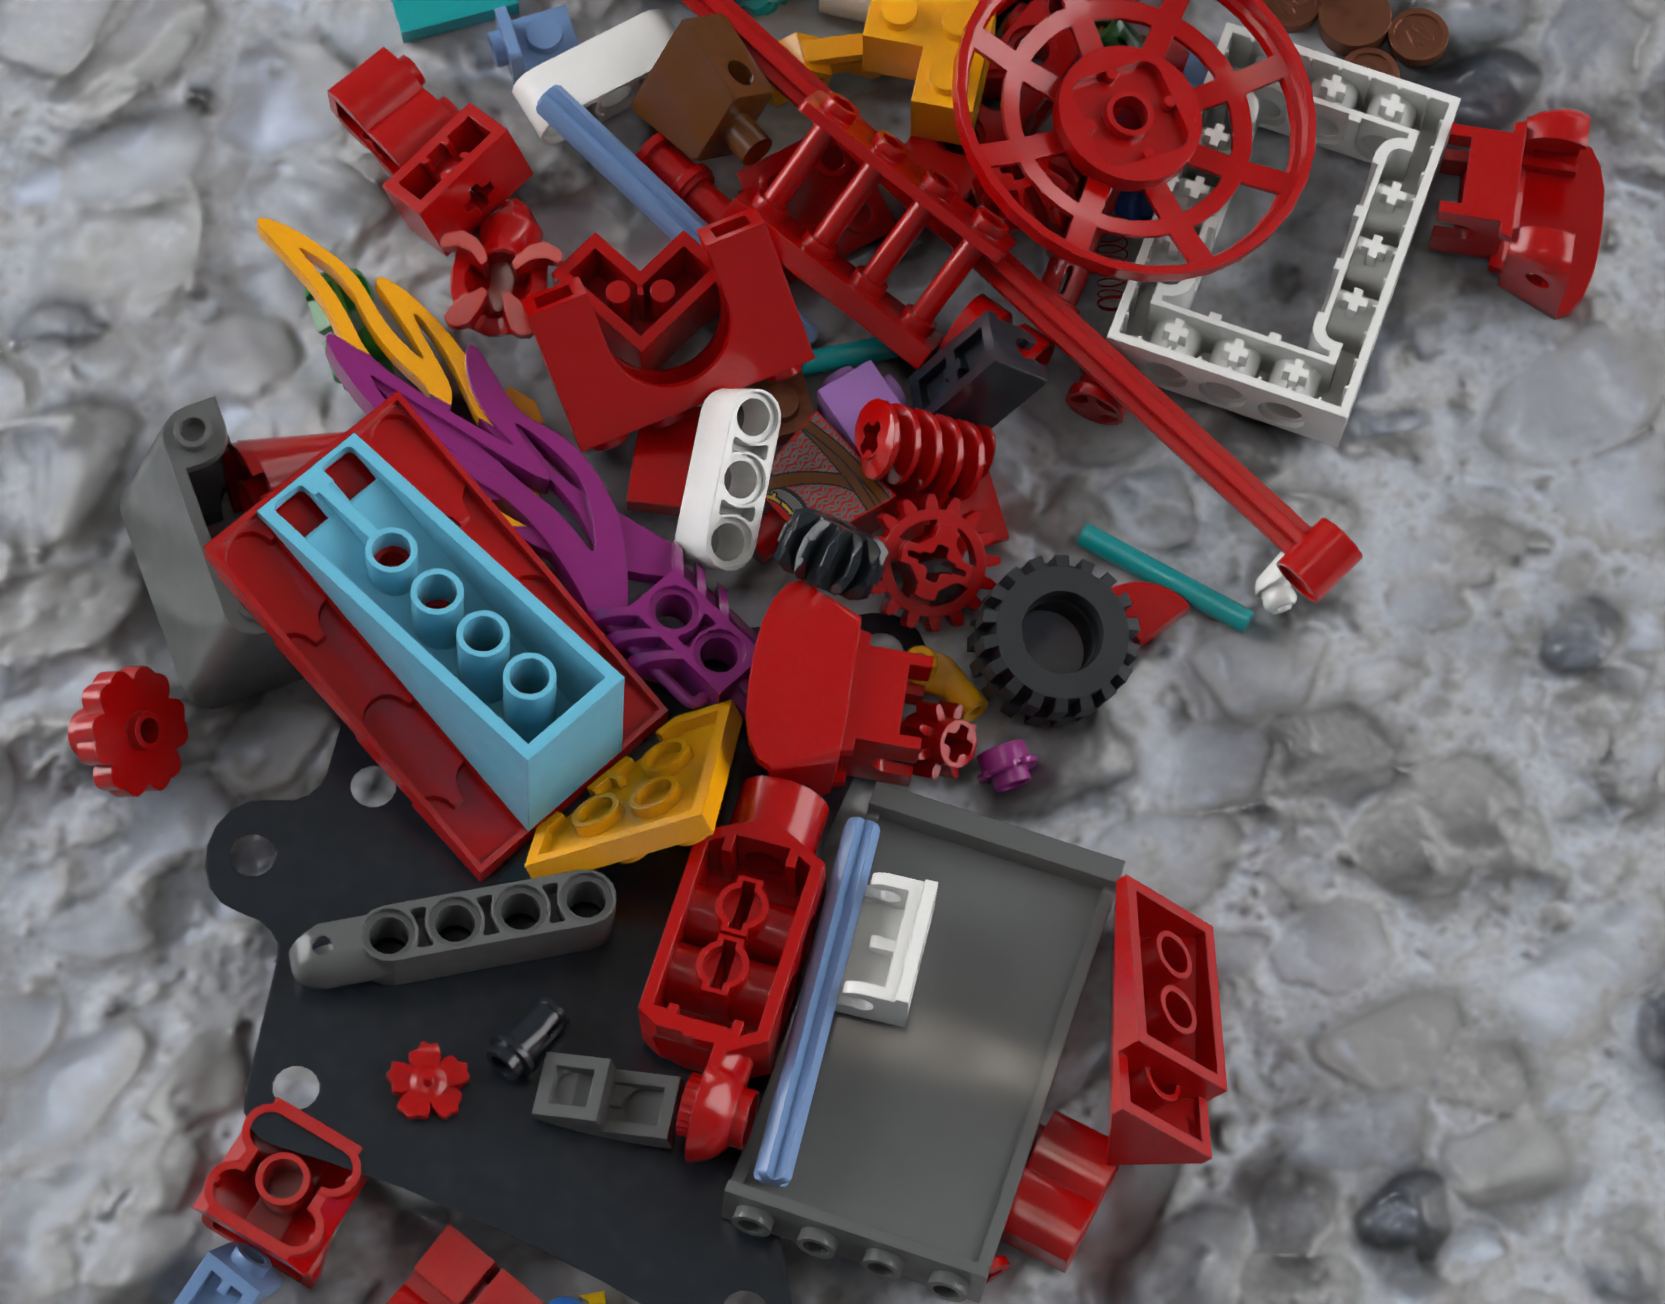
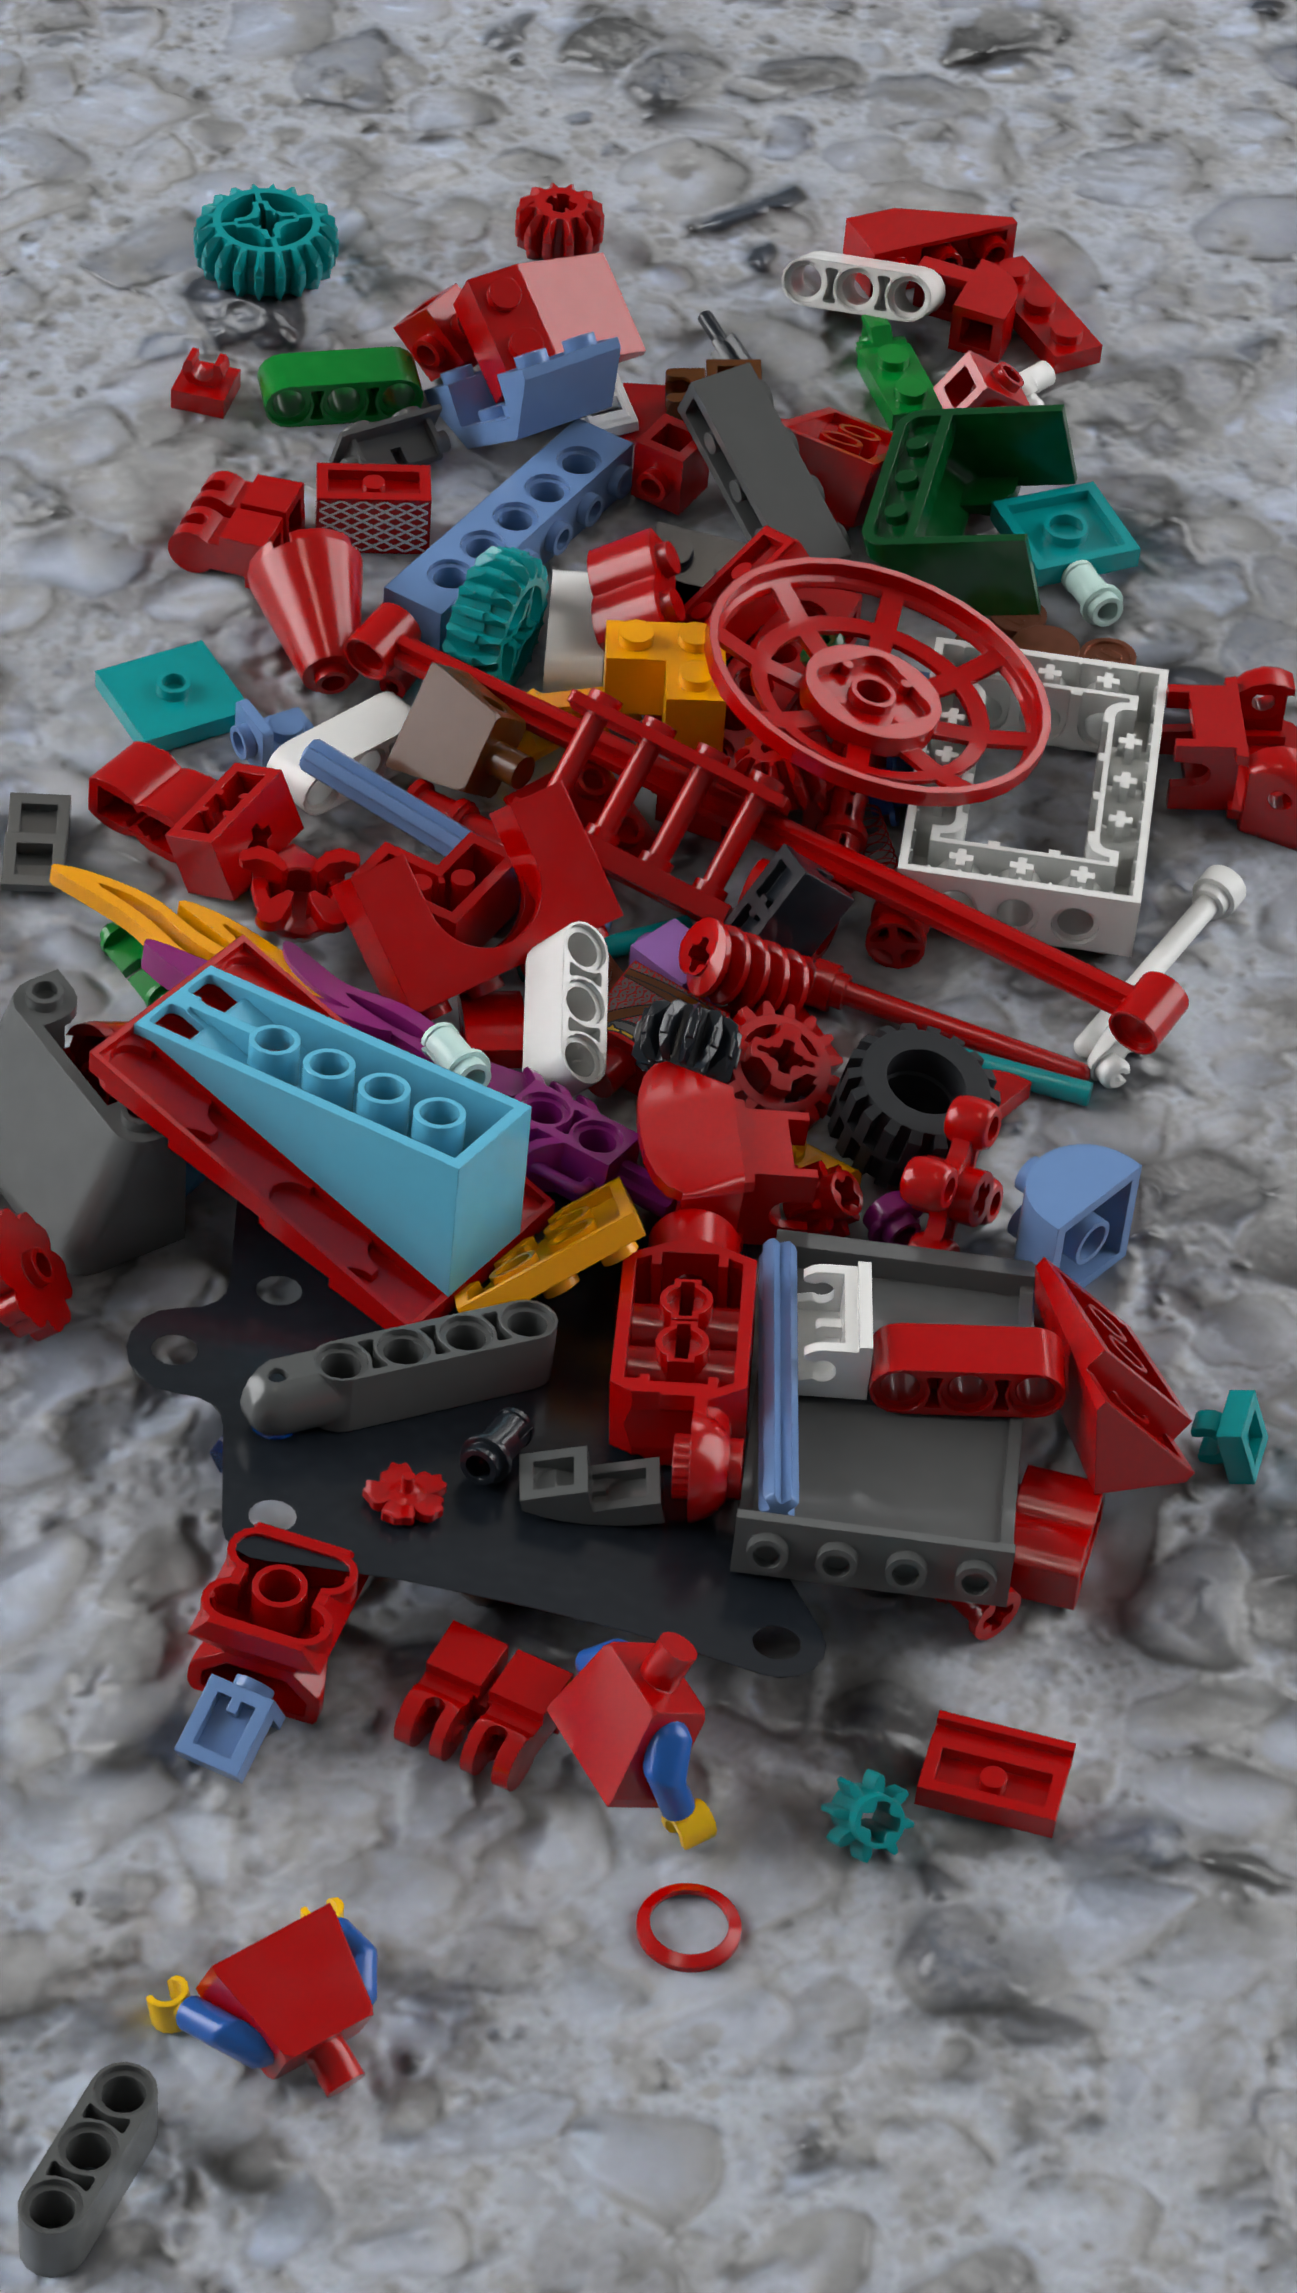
camera: 15 degrees left, 25 degrees down
(269, 153) = (35, 840): none -> dark grey slope
(601, 552) = (451, 1051): none -> light aqua pin
(1006, 1021) = (967, 1370): none -> red beam
(1022, 454) = (836, 989): none -> red piece
(1063, 760) = (952, 1186): none -> red gear
(1172, 812) = (1075, 1209): none -> medium blue brick
(1275, 1095) = (1233, 1437): none -> teal tile
(1445, 380) = (1214, 897): none -> white piece

